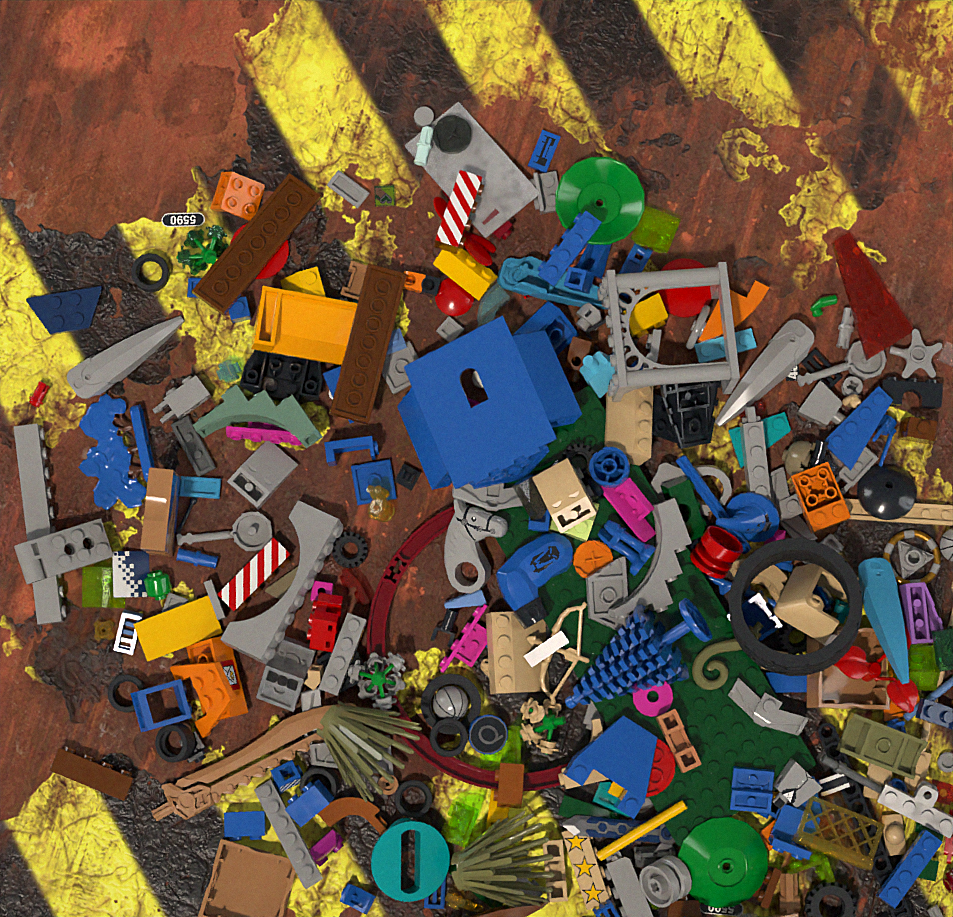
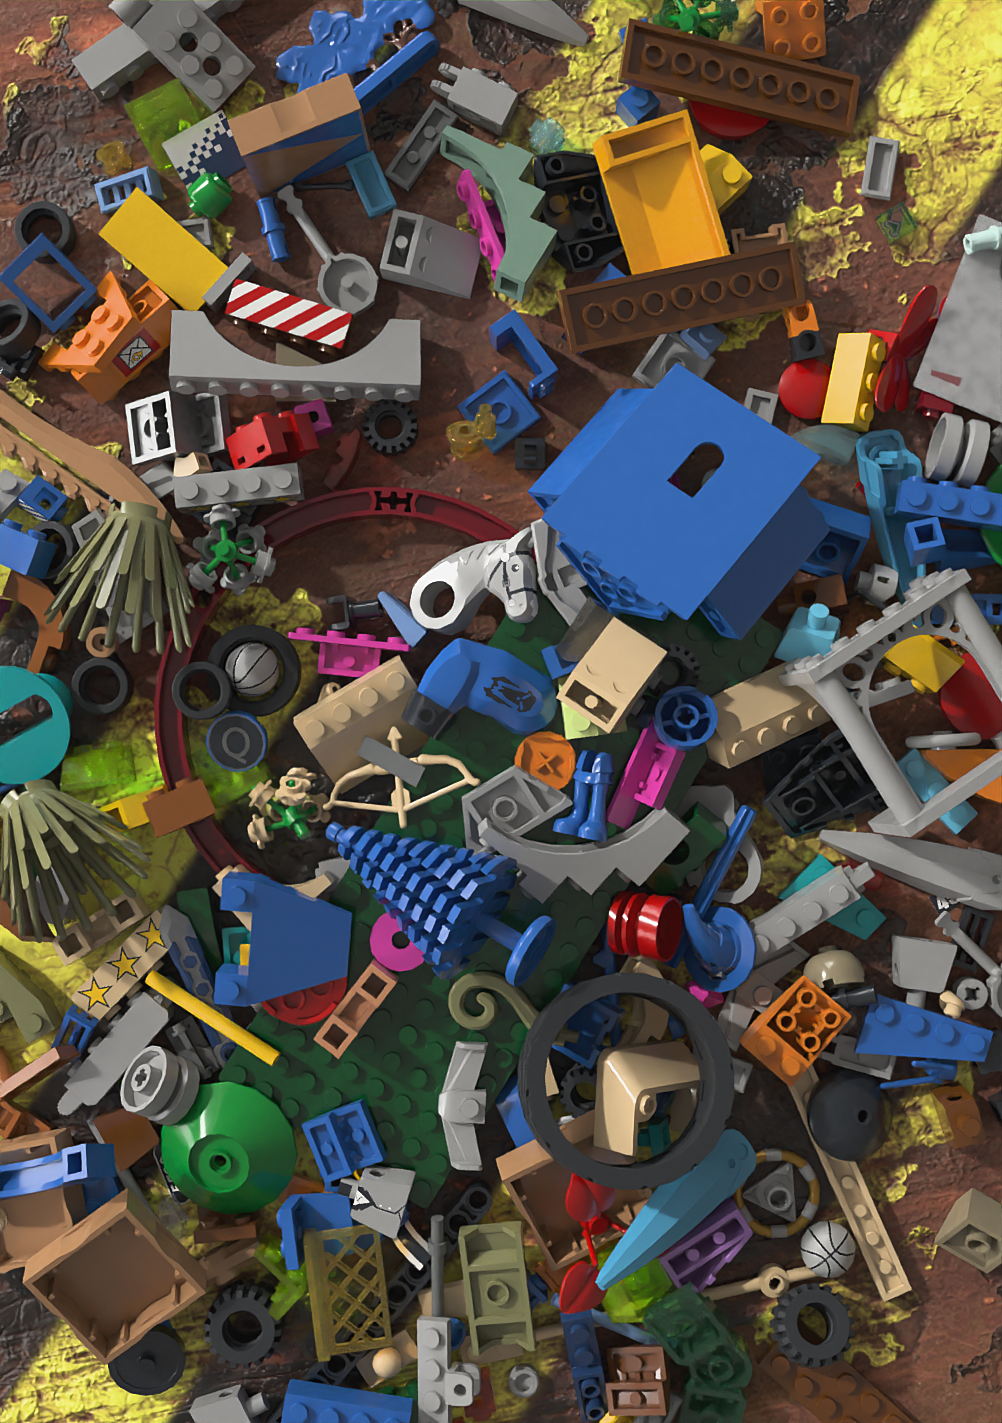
camera: 70 degrees right, 5 degrees up
(458, 212) = (931, 327): brick -> none
(536, 232) = (957, 450): none -> light grey wheel

